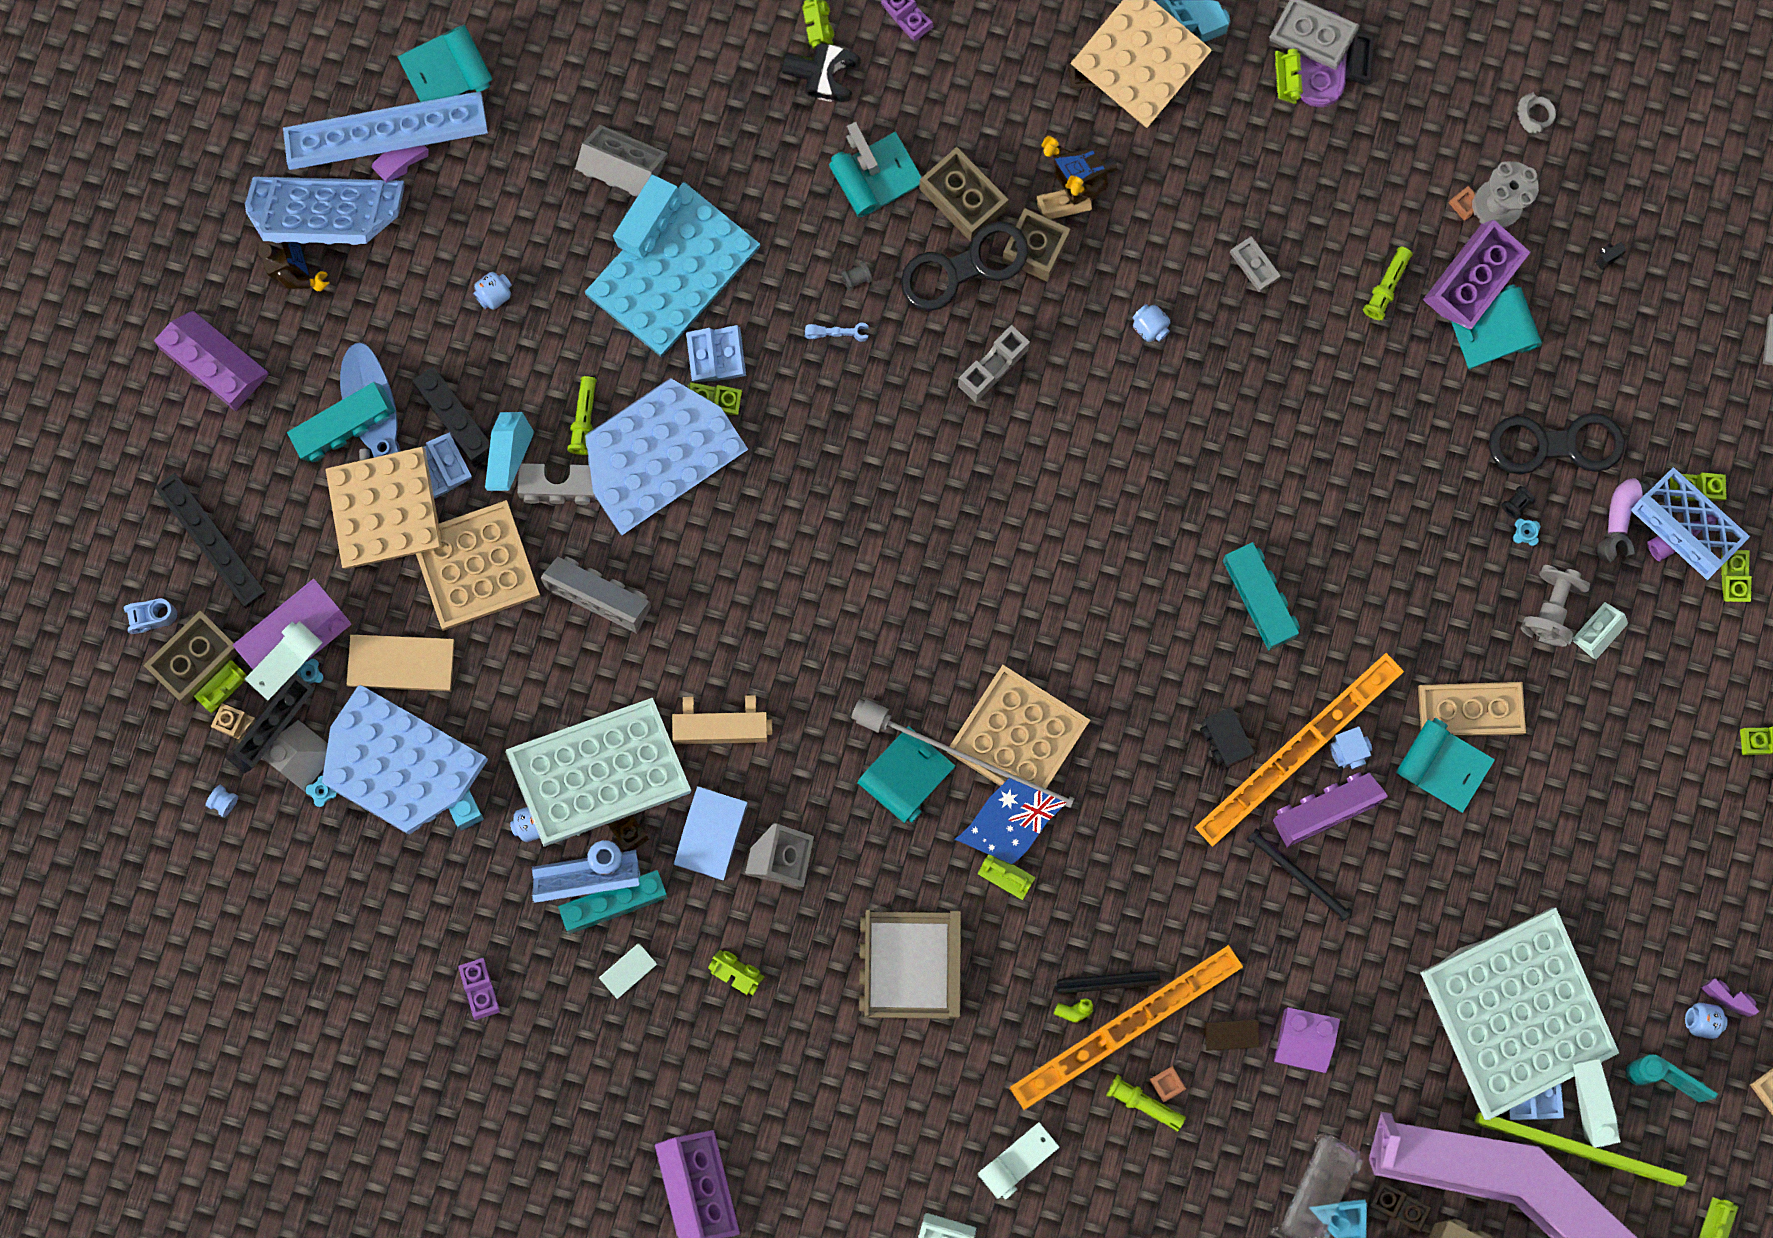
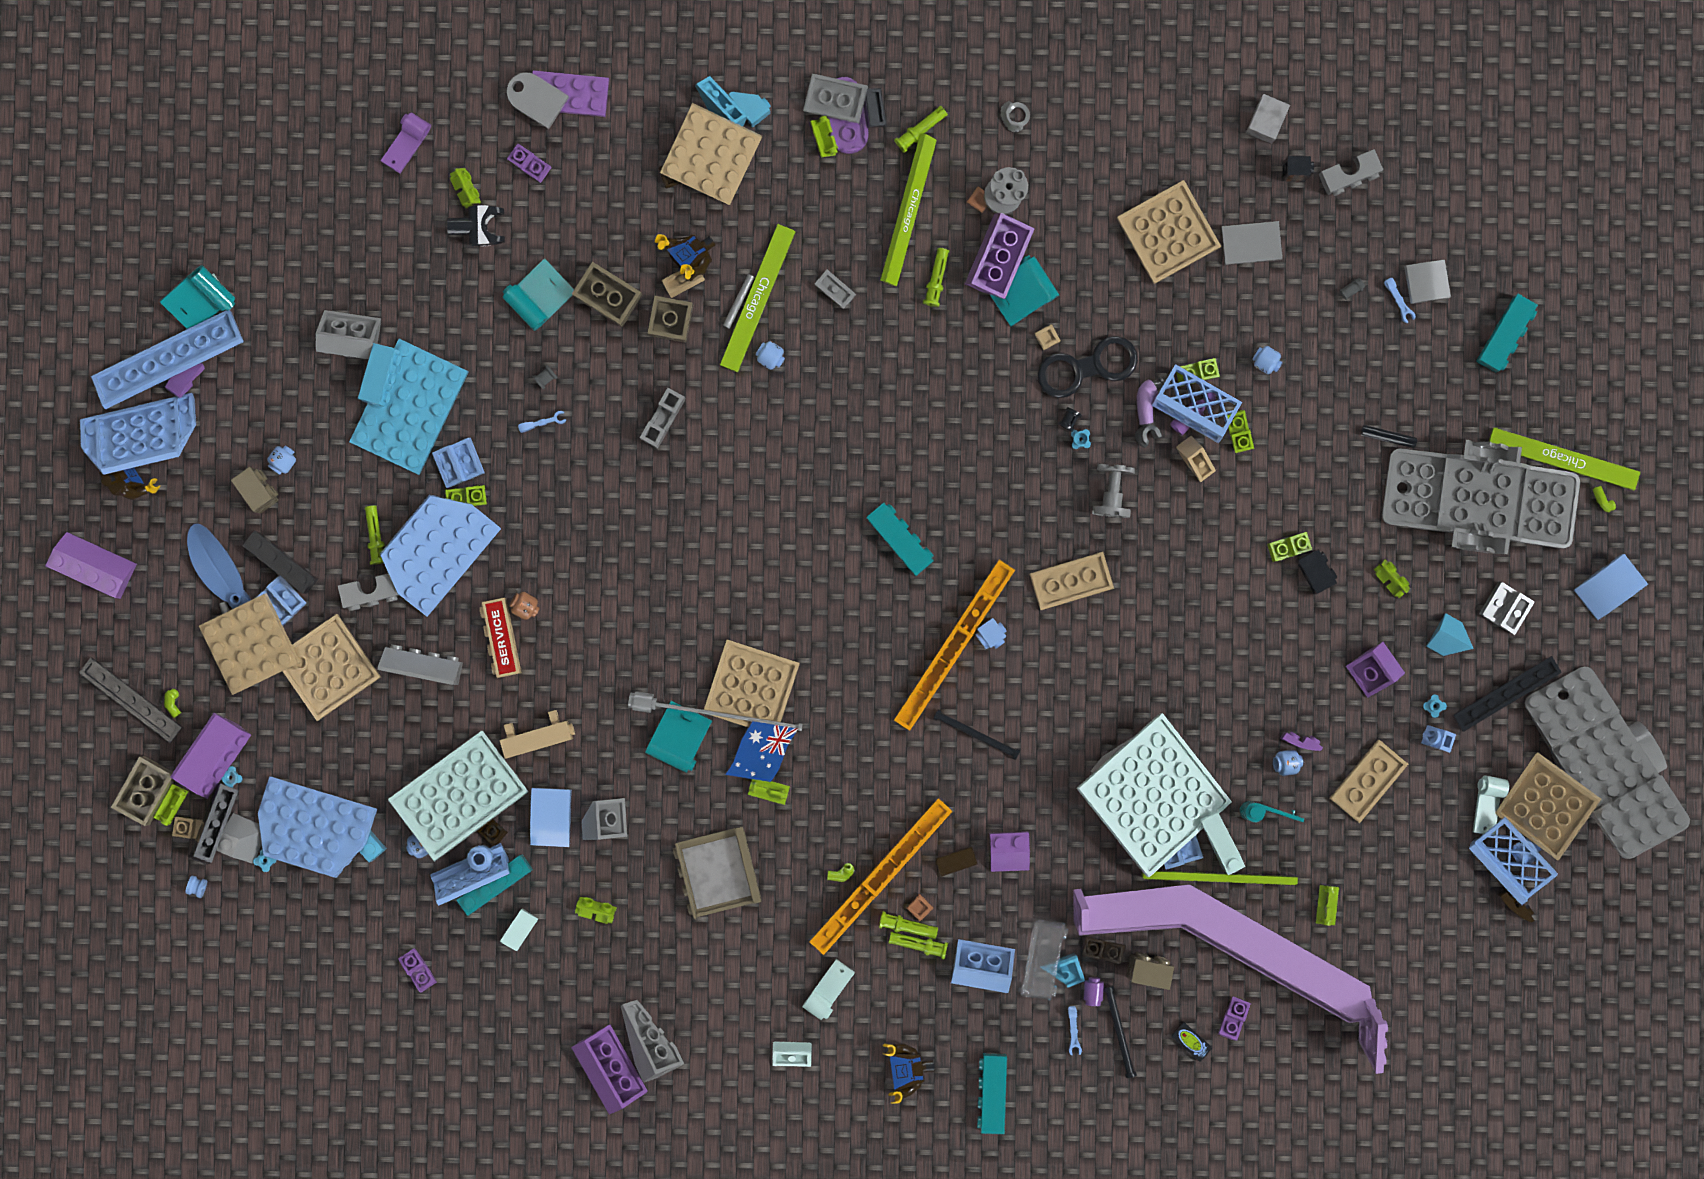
camera: 15 degrees left, 10 degrees up
(144, 615) = (101, 767): light blue piece -> none
(258, 557) = (169, 702): none -> lime arm
(284, 659) = (210, 778): light aqua door -> none
(341, 422) = (200, 589): teal brick -> none
(400, 662) = (294, 752): tan tile -> none
(447, 310) = (255, 490): none -> dark tan brick
(507, 449) = (326, 578): medium azure slope -> none
(710, 586) = (501, 638): none -> brick
(751, 553) = (524, 605): none -> nougat head
(758, 1176) = (649, 1047): none -> light grey wedge
(857, 141) = (528, 285): light grey plate -> none
(964, 266) = (622, 350): black bar -> none
(1108, 982) = (860, 847): black axle -> none
(1127, 248) = (738, 301): none -> light grey bar
(1152, 251) = (757, 298): none -> lime tile
(1165, 1138) = (927, 946): none -> lime pin
(1226, 738) = (901, 650): black brick -> none
(1234, 1185) = (983, 966): none -> light blue slope
(1329, 809) = (985, 683): medium lavender slope -> none
(1373, 191) = (908, 209): none -> lime tile
(1403, 101) = (913, 133): none -> lime pin
(1444, 765) = (1061, 628): teal door -> none
(1513, 394) = (1047, 337): none -> tan tile
(1600, 630) = (1150, 497): light aqua slope -> none
(1610, 254) = (1093, 212): black plate -> none
(1672, 594) = (1196, 458): none -> tan slope
(1700, 303) = (1168, 232): none -> tan plate

